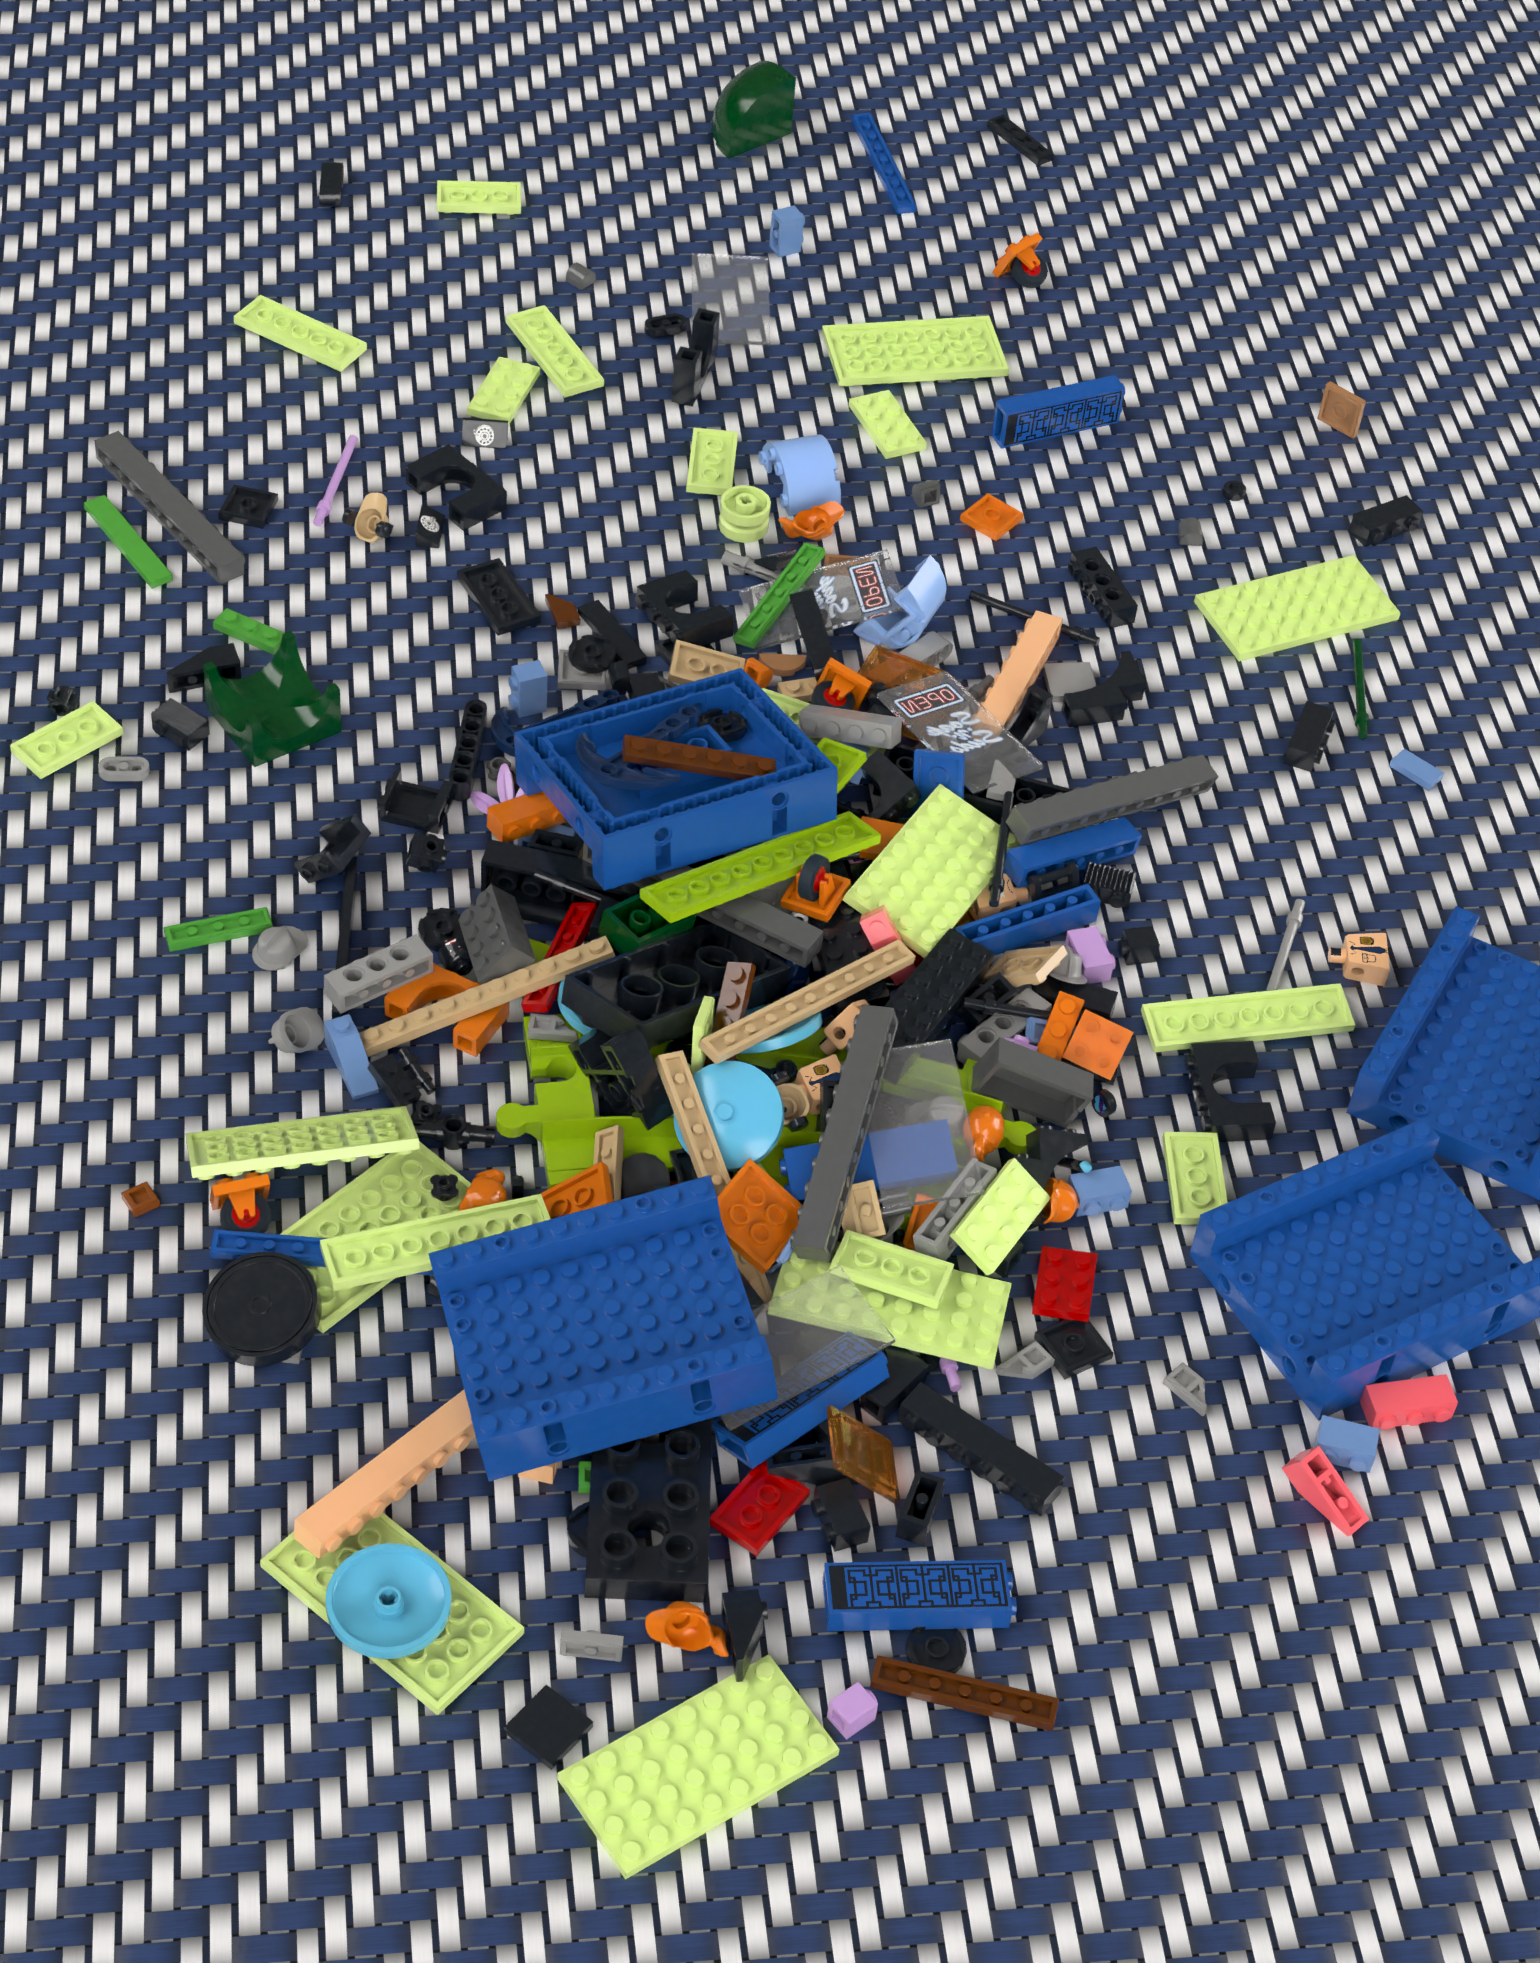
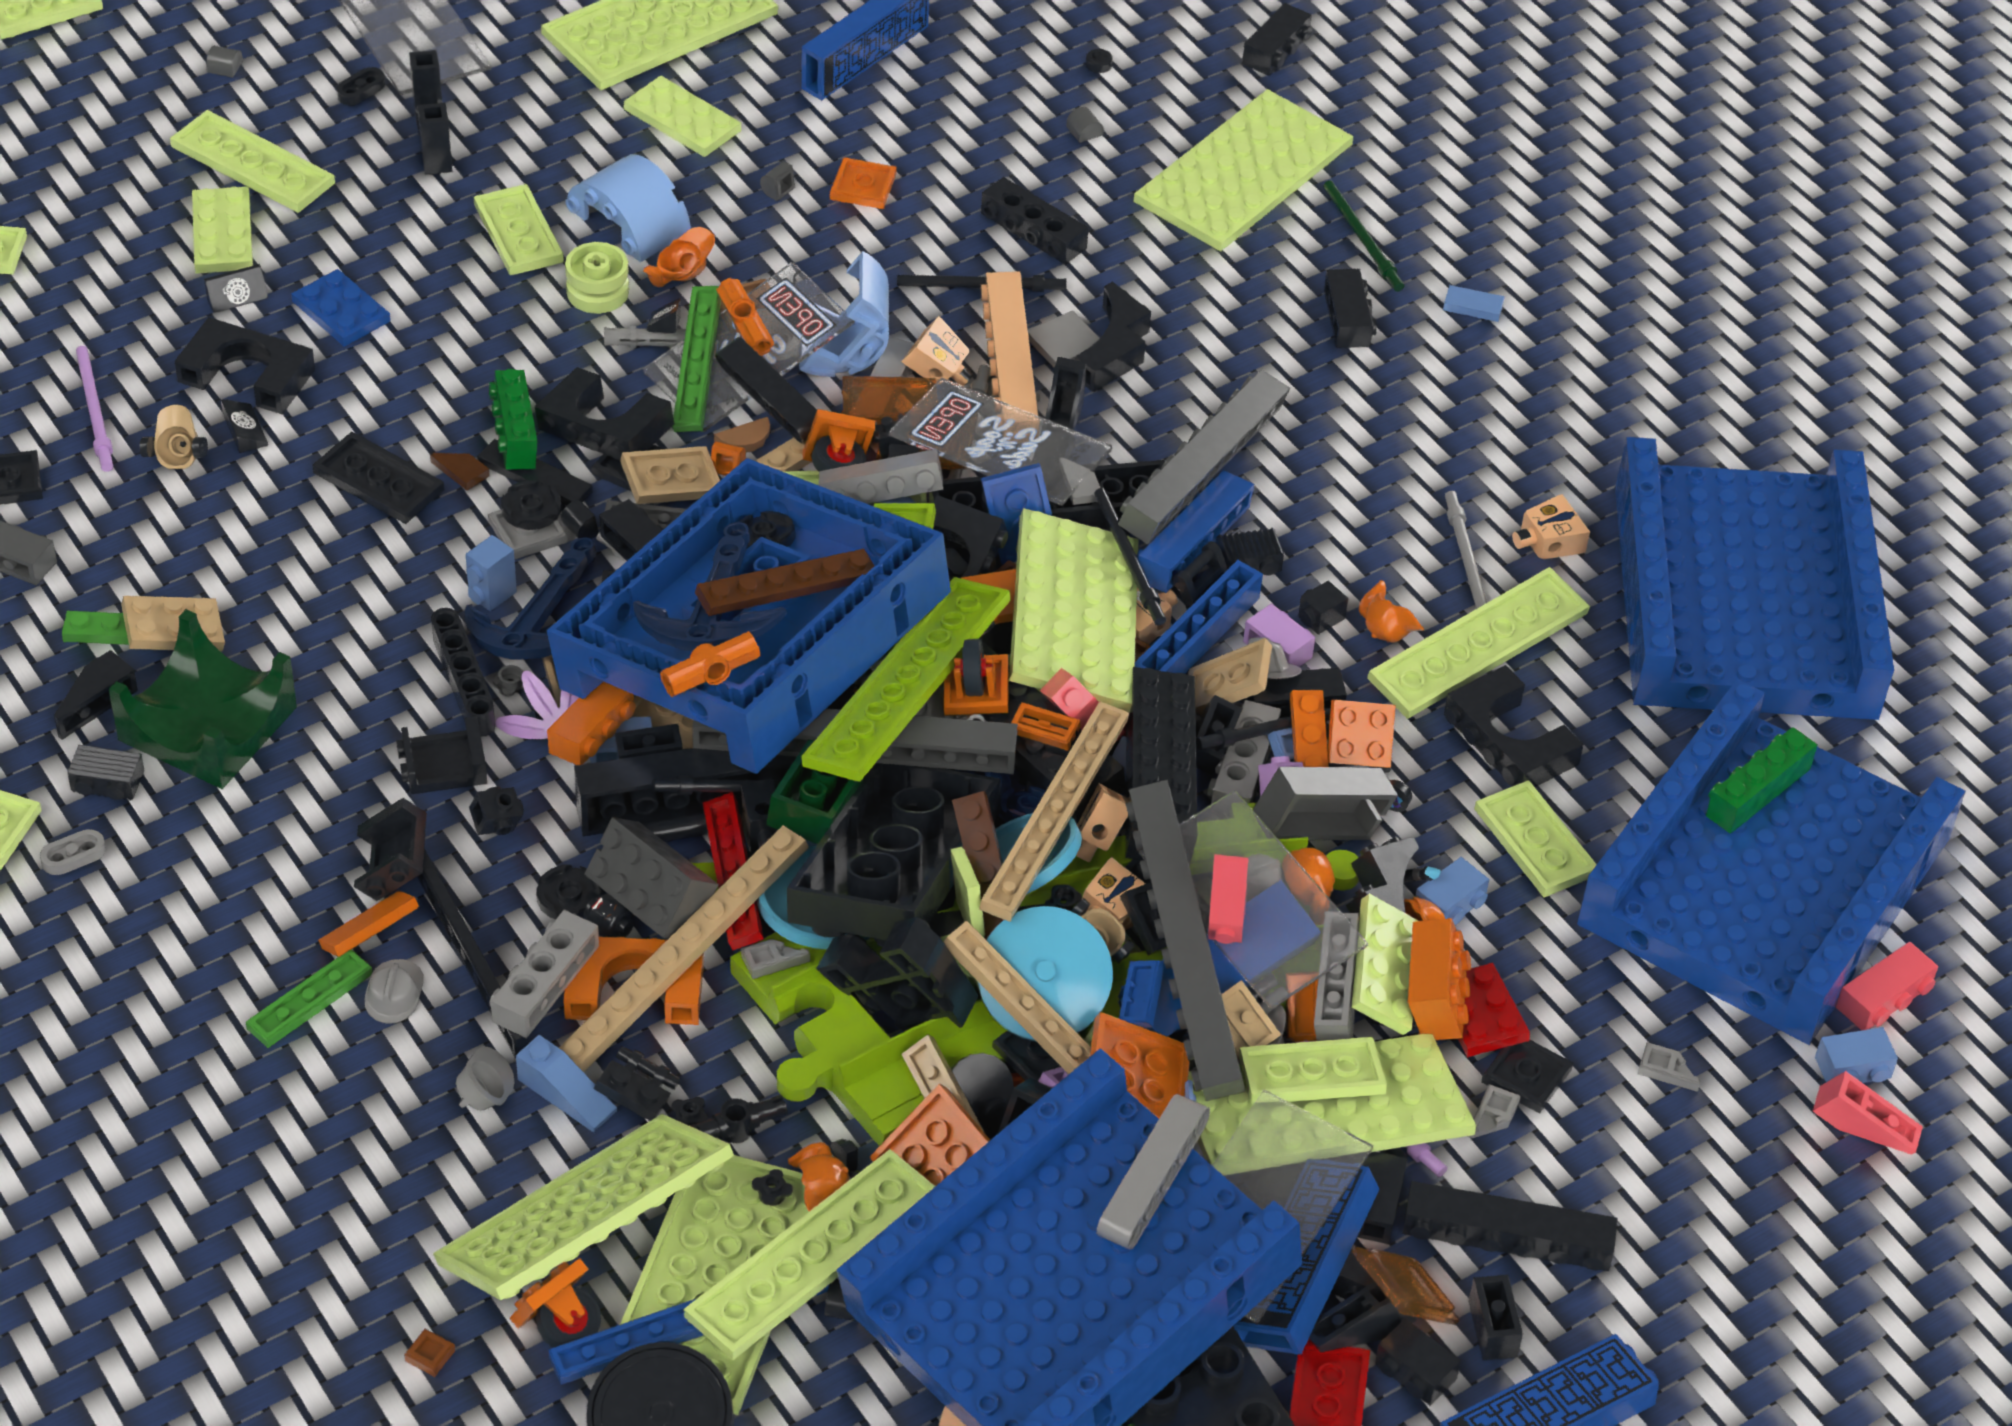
camera: 25 degrees left, 0 degrees up
(289, 895) = (368, 923): none -> orange tile
(310, 643) = (155, 620): none -> tan plate
(551, 472) = (340, 307): none -> blue plate
(612, 794) = (710, 664): none -> orange piece
(616, 589) = (513, 419): none -> green brick
(696, 1280) = (1153, 1171): none -> light grey beam
(791, 1158) = (1142, 992): none -> blue plate
(827, 576) = (745, 316): none -> orange piece
(843, 944) = (1043, 730): none -> orange tile
(886, 1112) = (1228, 899): none -> coral slope
(960, 655) = (939, 354): none -> light nougat torso
(1034, 1244) = (1438, 979): none -> orange brick
(1182, 971) = (1384, 619): none -> orange hair
(1395, 1202) = (1760, 779): none -> green brick

